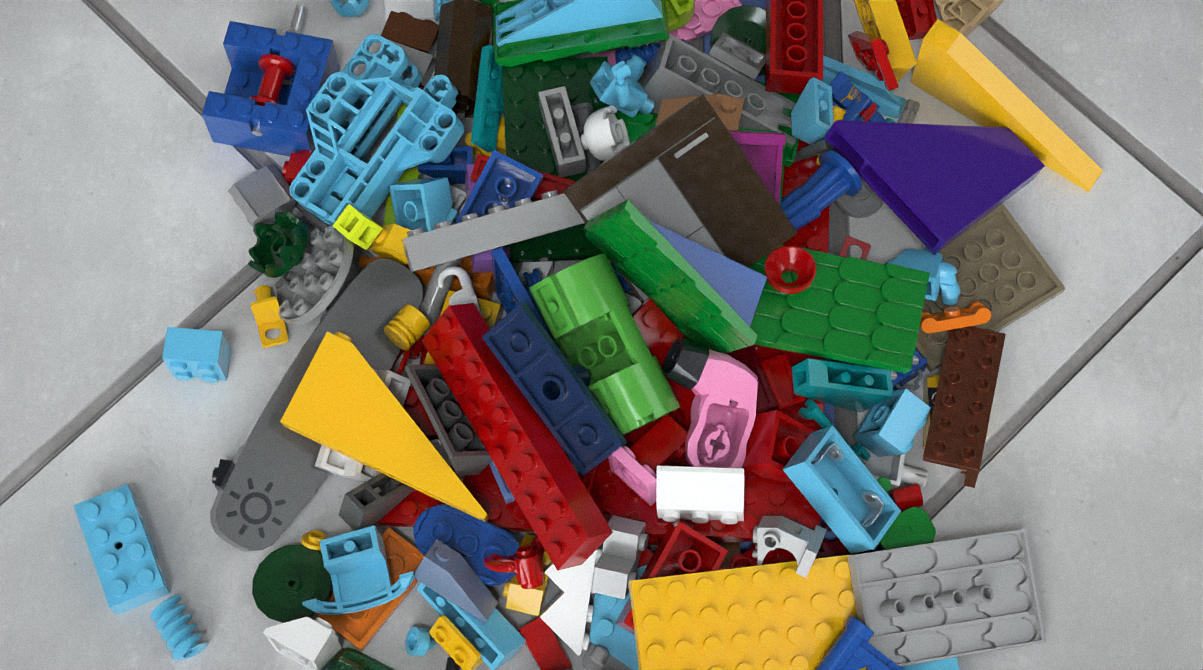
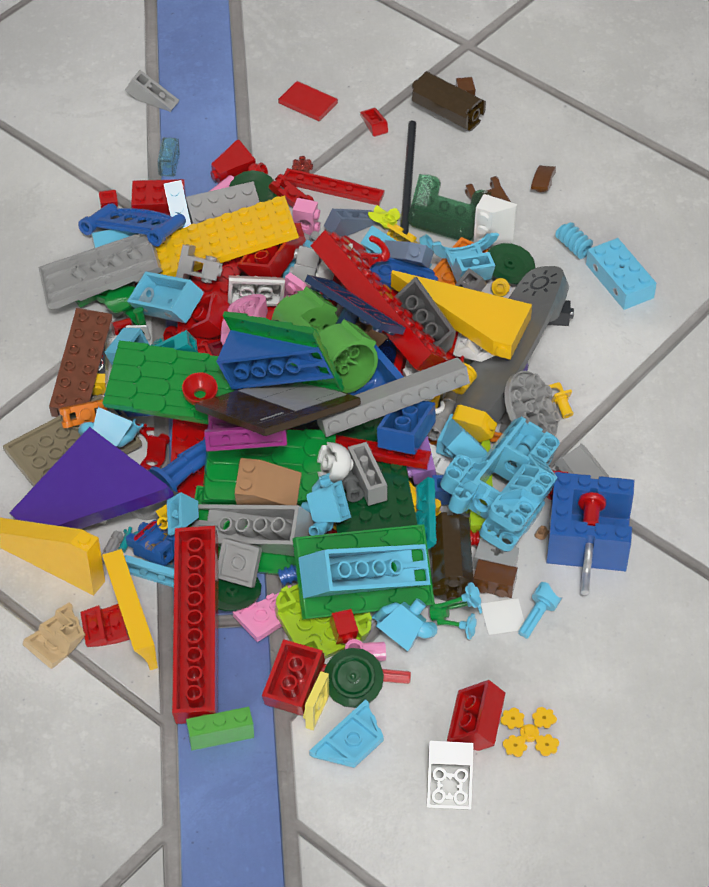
camera: 175 degrees right, 20 degrees down
(196, 354) = (601, 366): medium azure brick -> none
(281, 247) = (558, 423): dark green plate -> none
(357, 227) = (504, 413): neon yellow brick -> none
(873, 55) = (136, 568): red wing -> none

